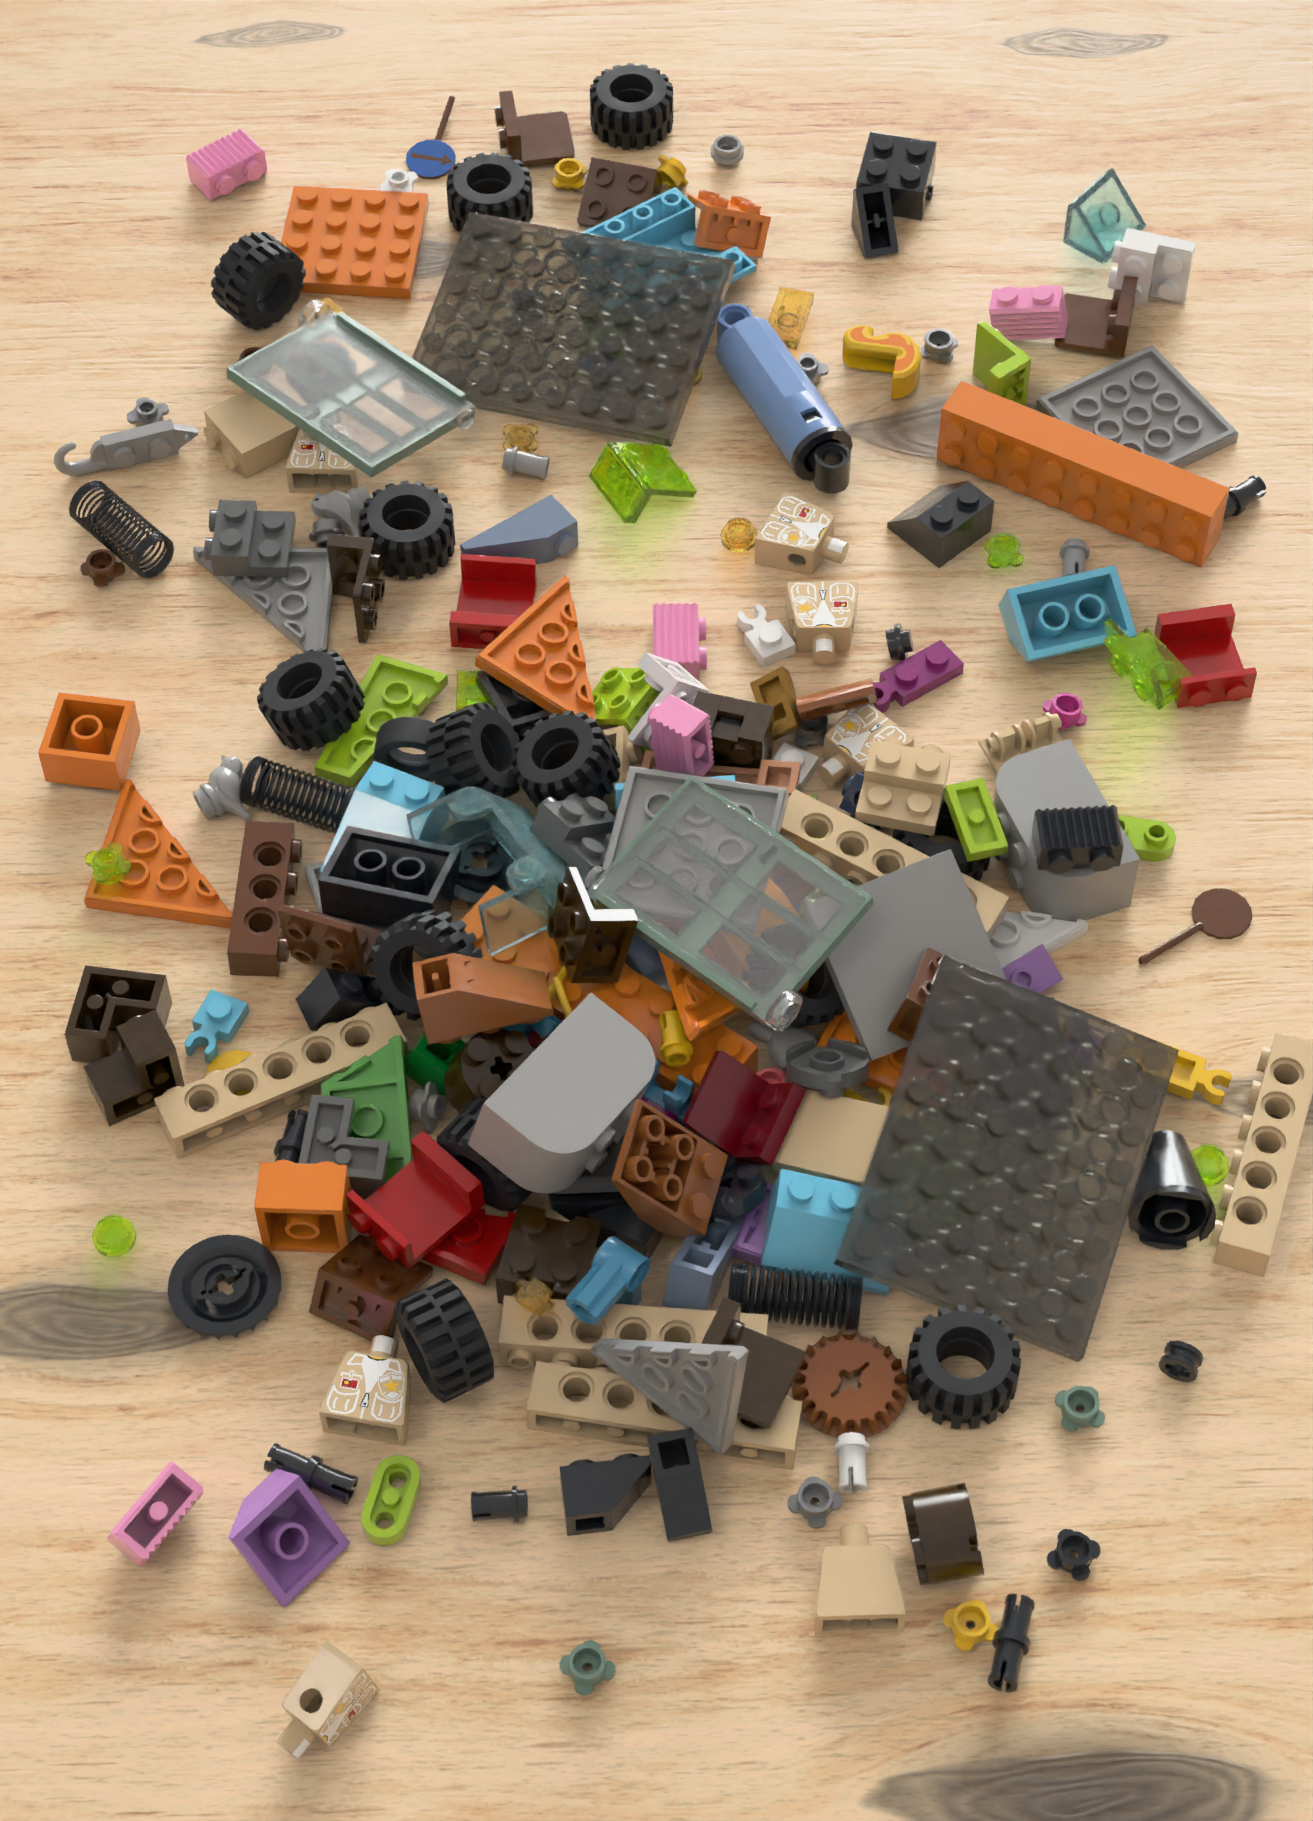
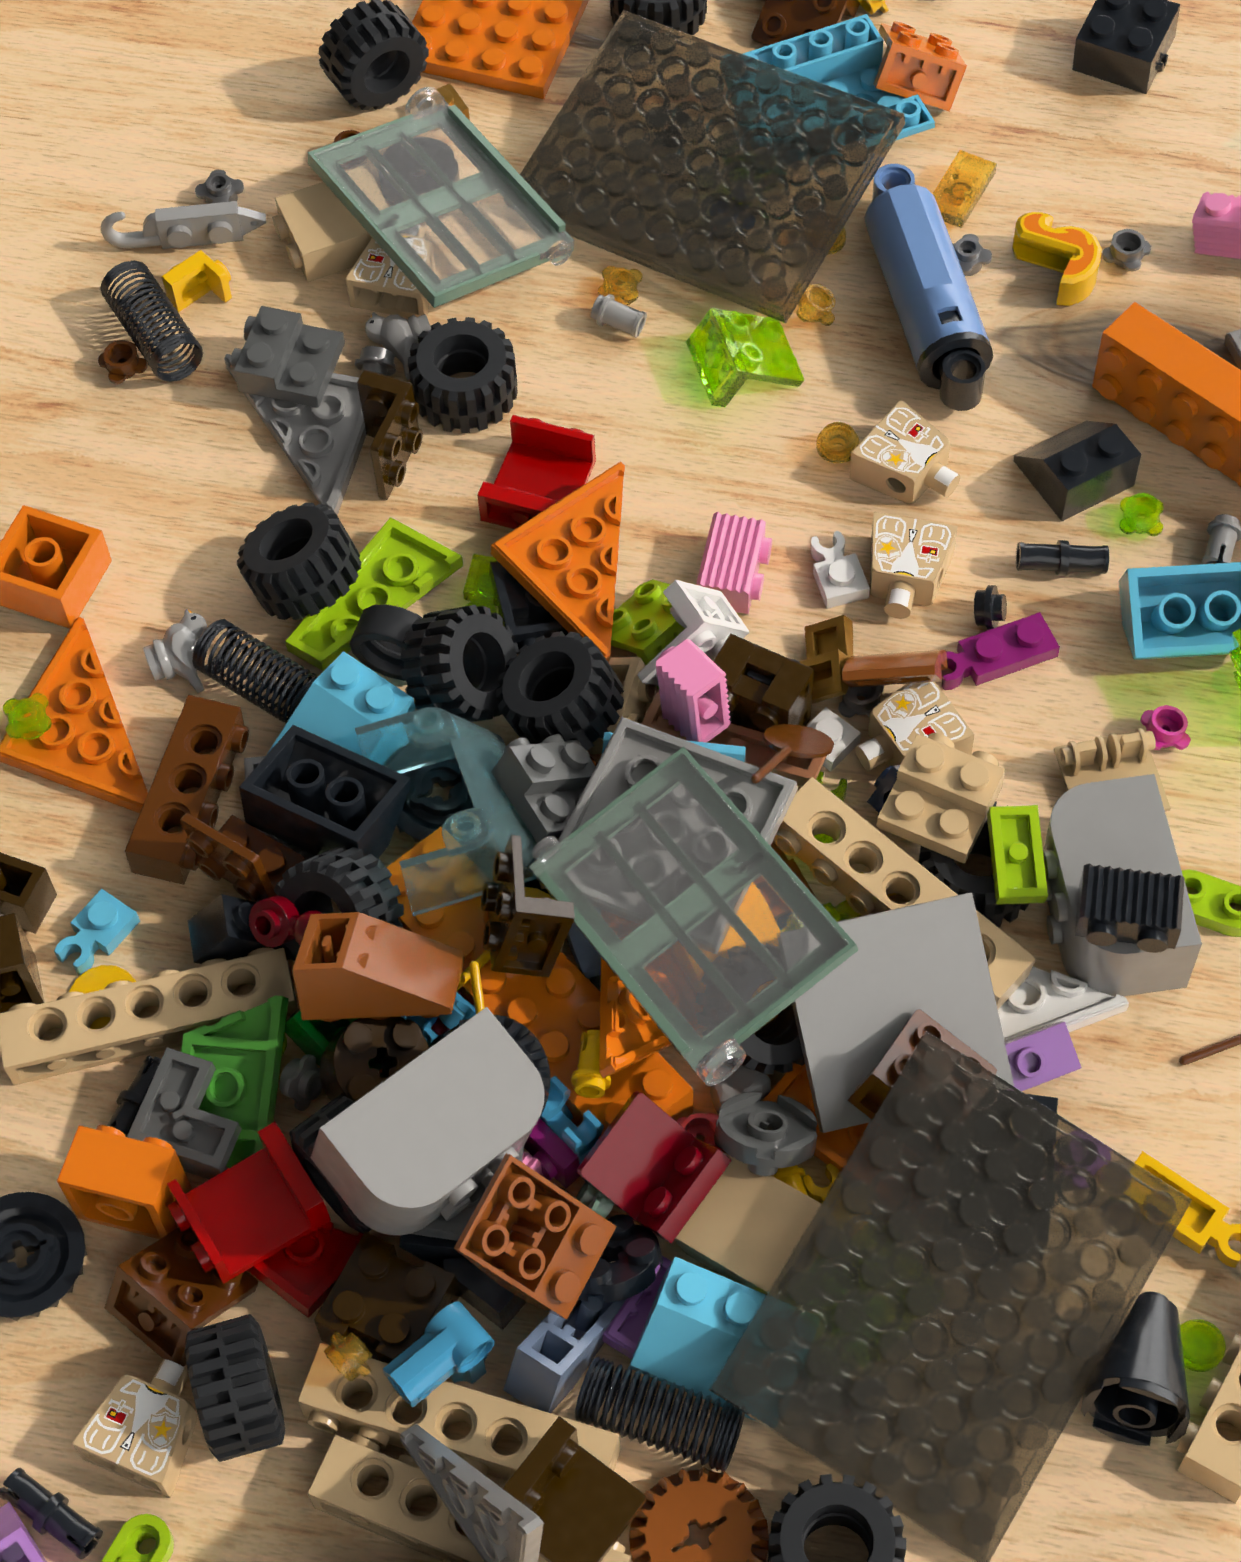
camera: 15 degrees right, 5 degrees up
(150, 487) = (194, 279): none -> yellow bracket
(387, 979) = (284, 921): none -> dark red plate
(534, 533) = (599, 404): sand blue slope -> none
(693, 428) = (817, 305): none -> clear yellow plate
(773, 764) = (793, 741): none -> reddish brown piece
(874, 220) = (1088, 87): black slope -> none
(948, 594) = (1062, 557): none -> black pin
(1001, 364) = (1191, 291): lime bracket -> none

